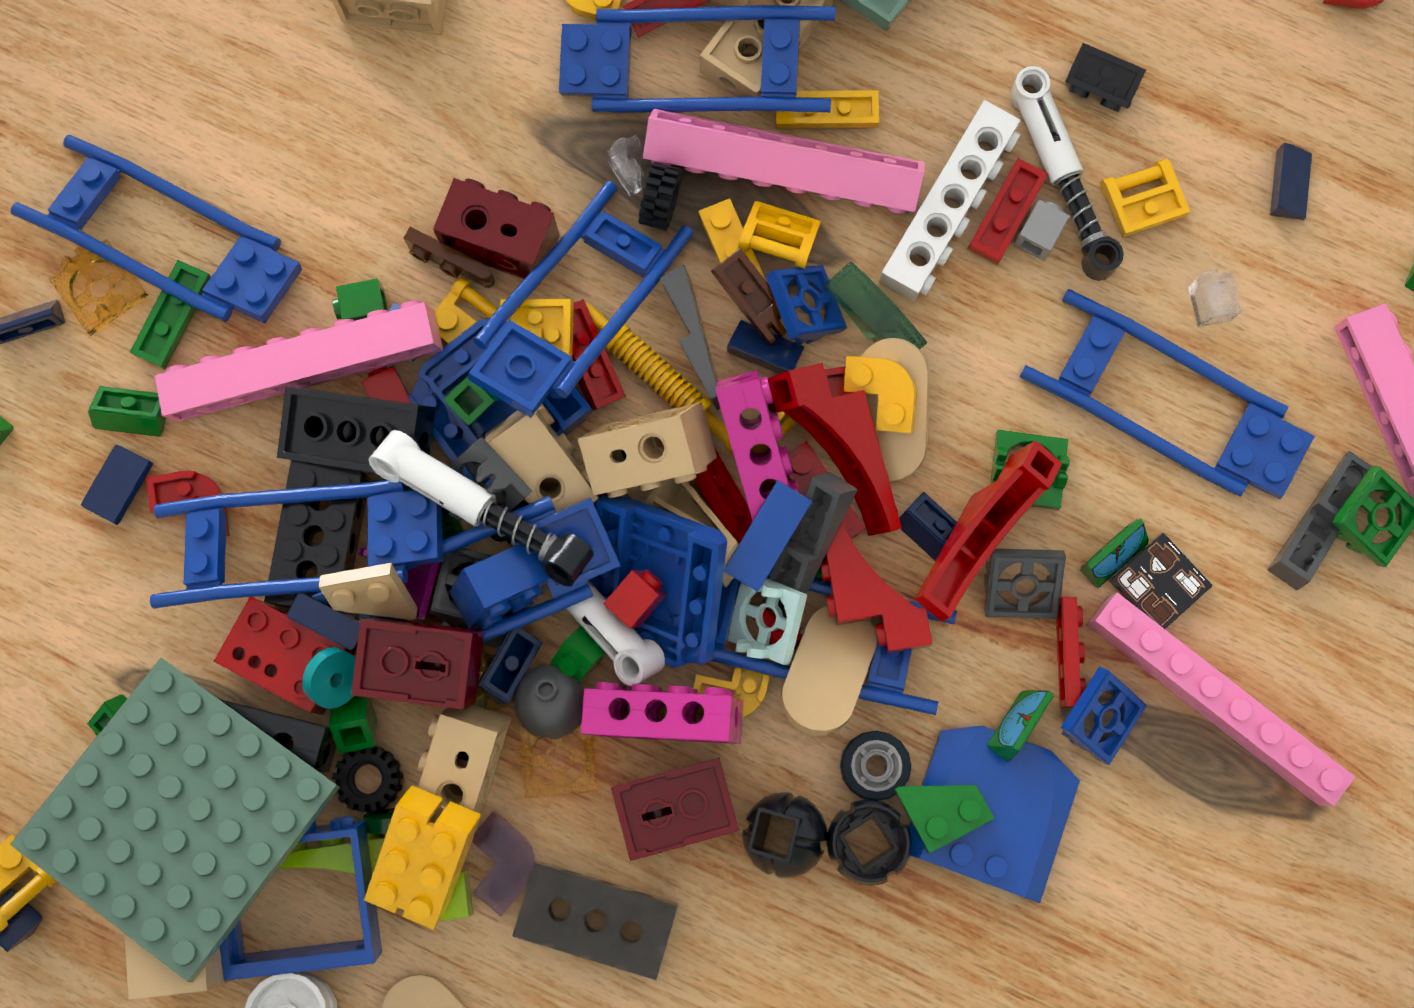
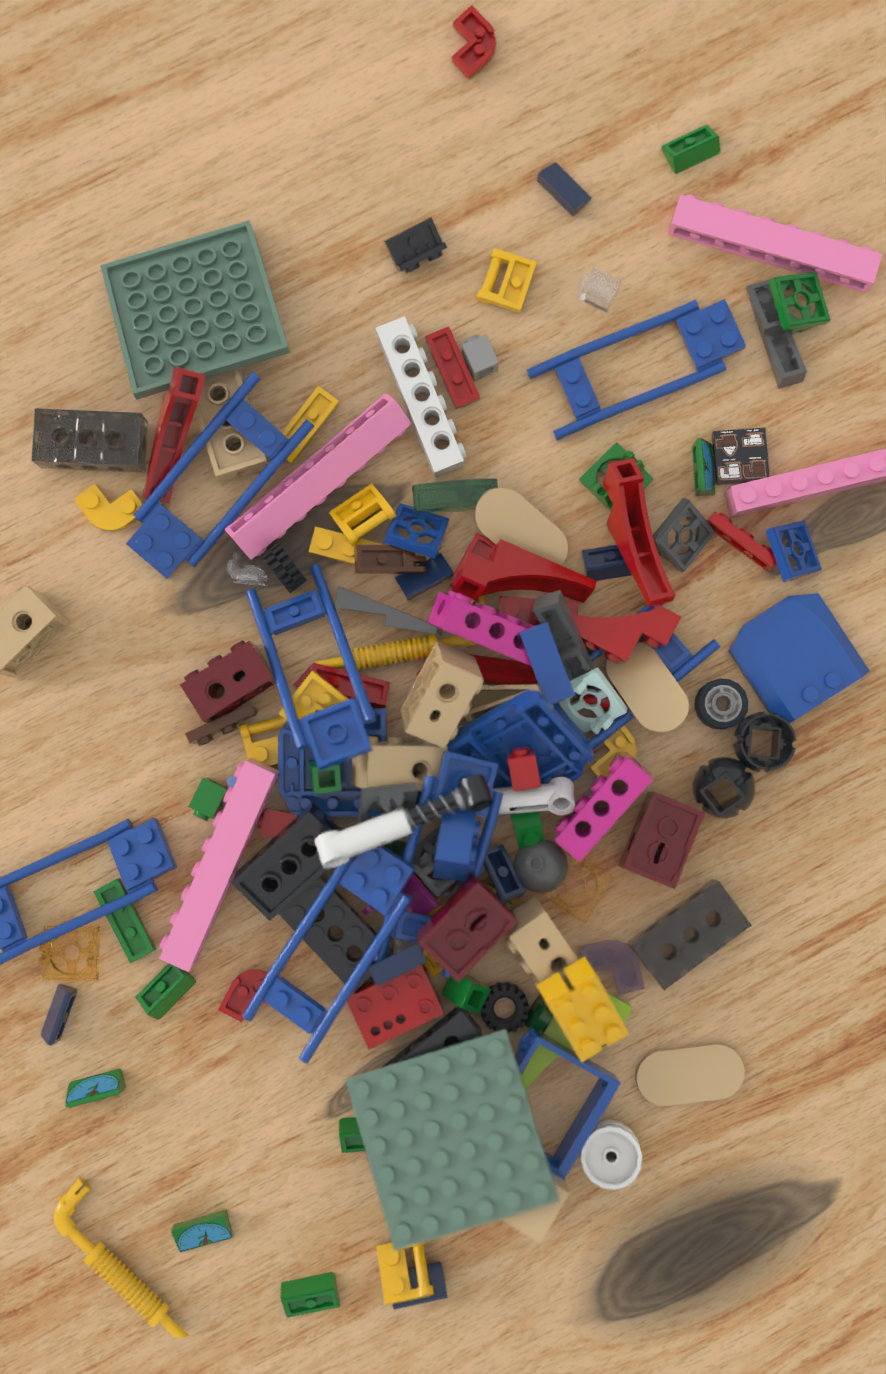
camera: 50 degrees left, 5 degrees up
(116, 484) = (208, 1030): dark blue slope -> none
(319, 673) = (433, 985): teal piece -> none
(369, 591) = (401, 925): tan wing -> none
(892, 383) = (508, 520): yellow plate -> none
(943, 812) = (780, 686): green wing -> none
(1019, 723) = (760, 601): slope -> none
(1064, 169) = (452, 314): piece -> none

